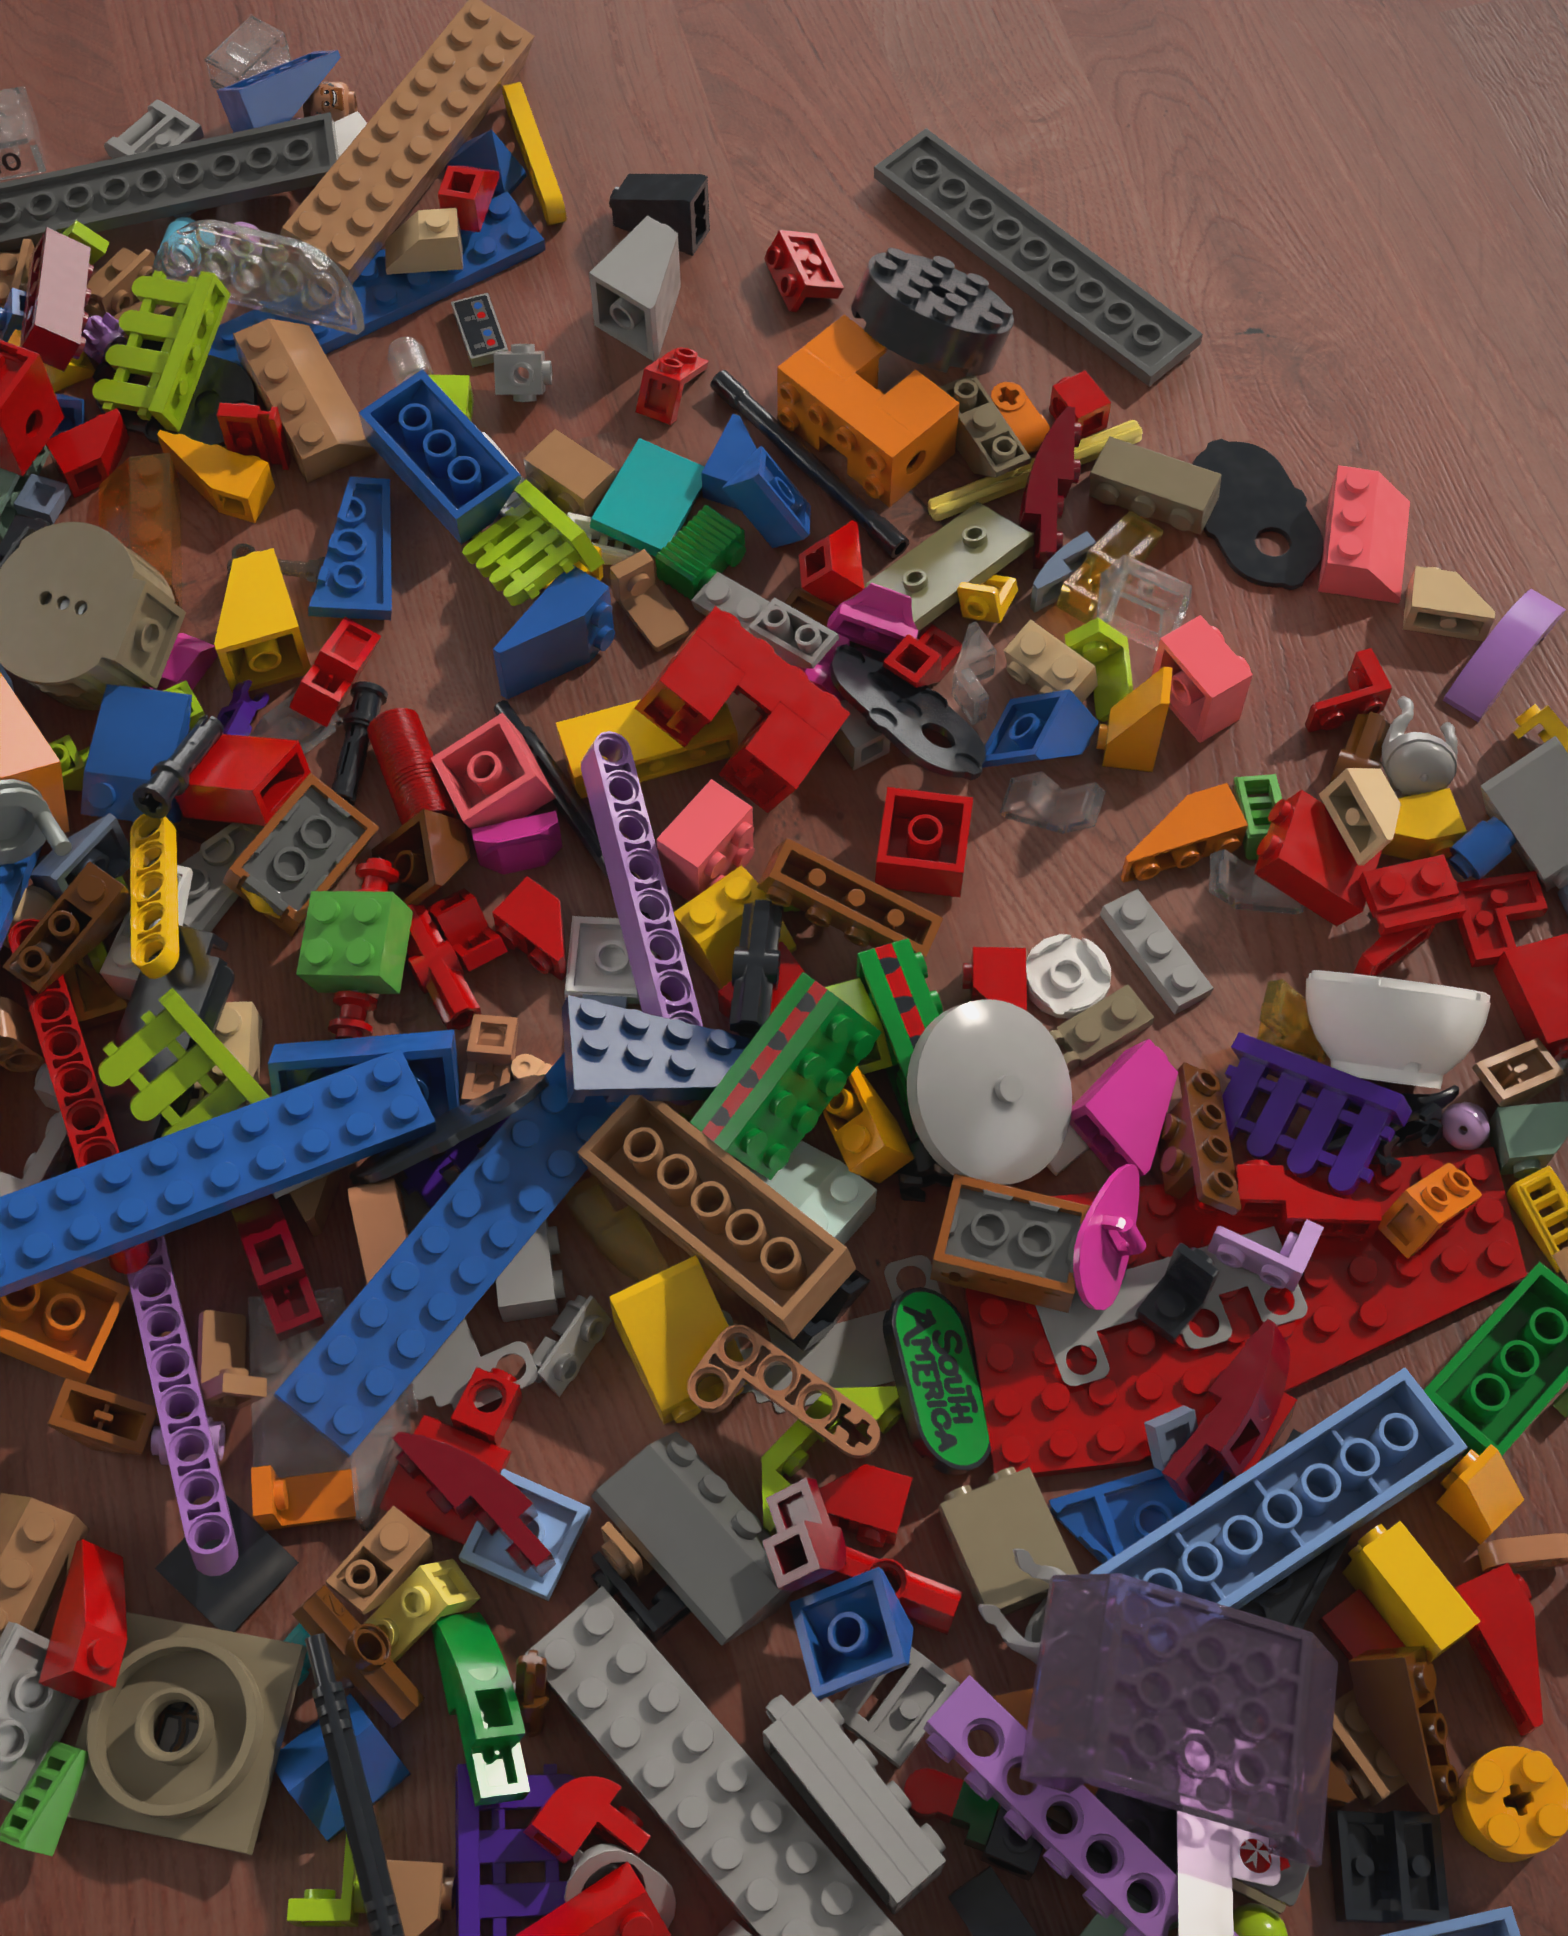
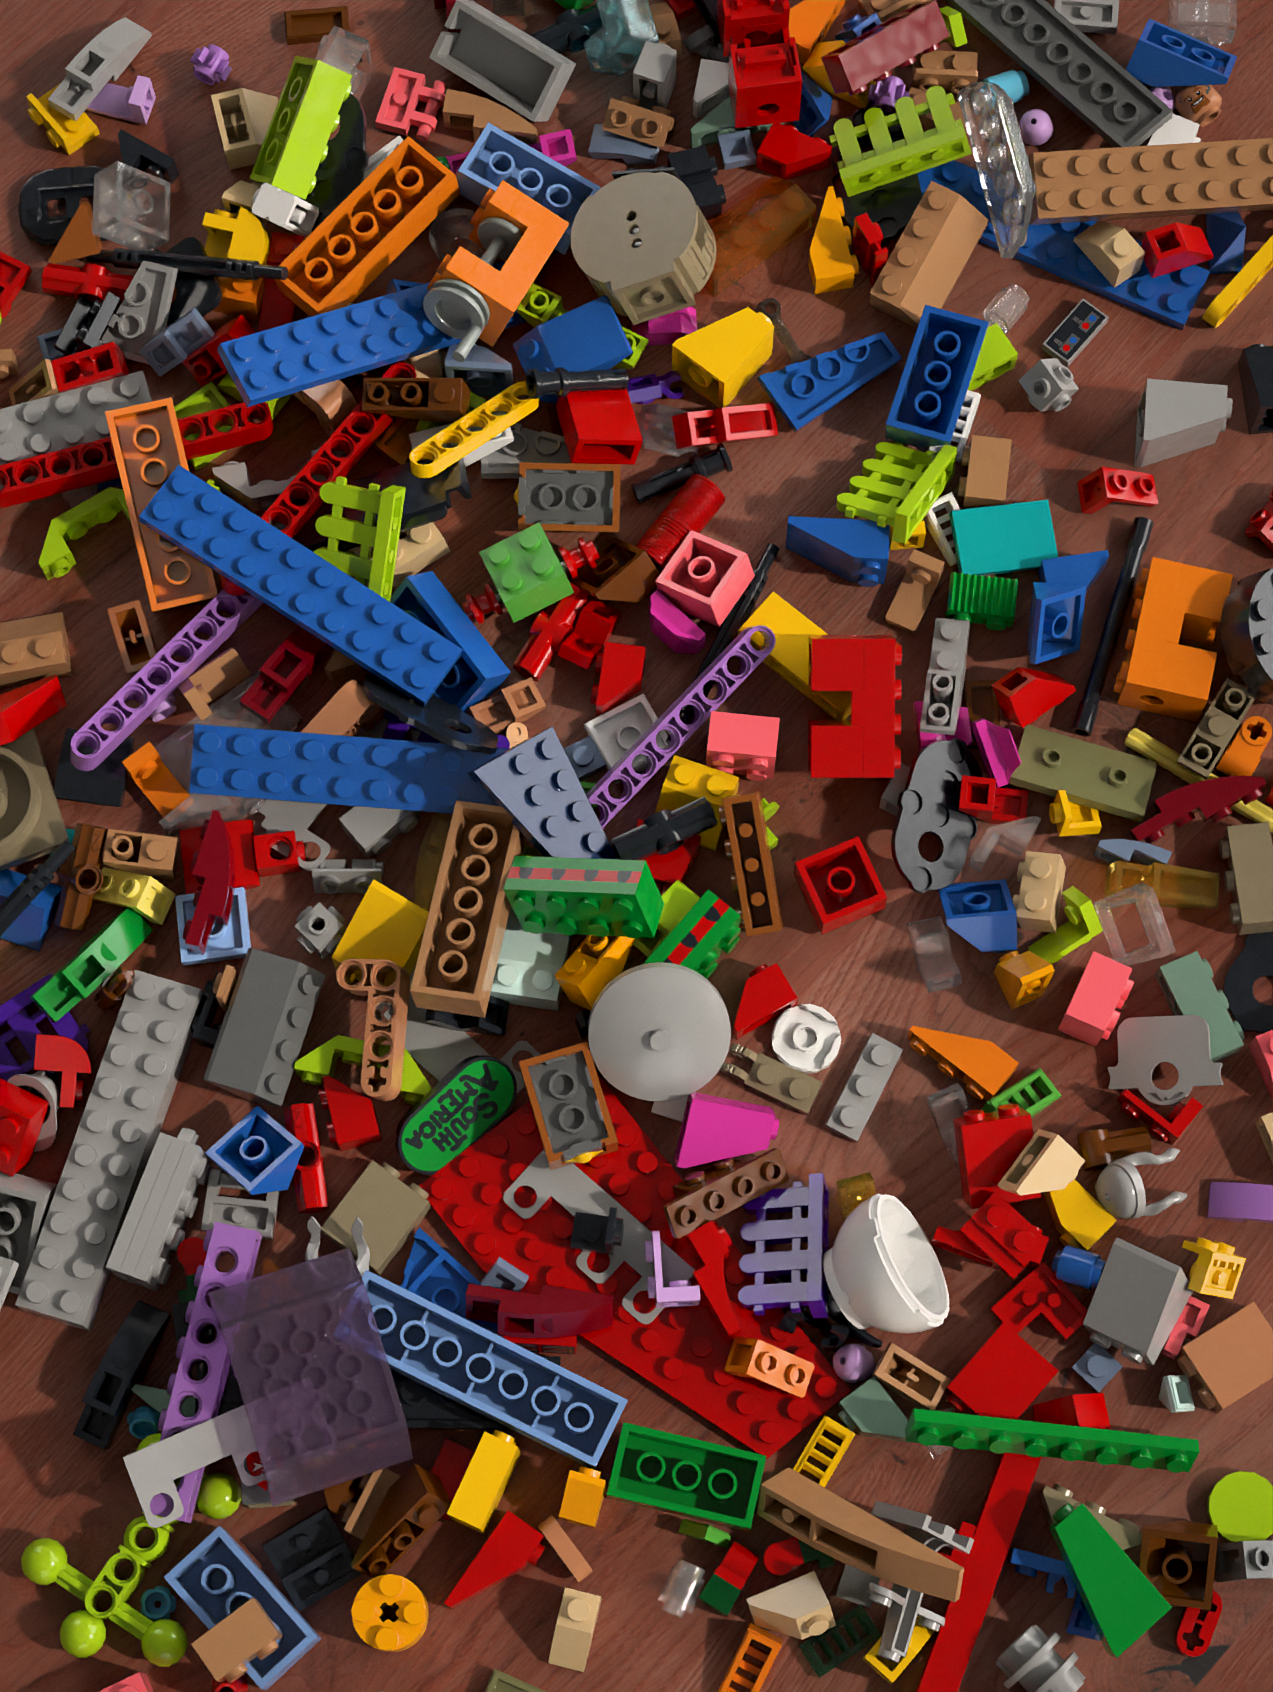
camera: 60 degrees right, 10 degrees up
(620, 1423) = (322, 941): none -> light grey brick
(805, 1539) = (292, 1094): dark red brick -> none
(1108, 1239) = (609, 1165): dark pink shield -> none
(1263, 603) = (1192, 992): none -> sand green brick
(1282, 639) = (1160, 1039): none -> light grey piece

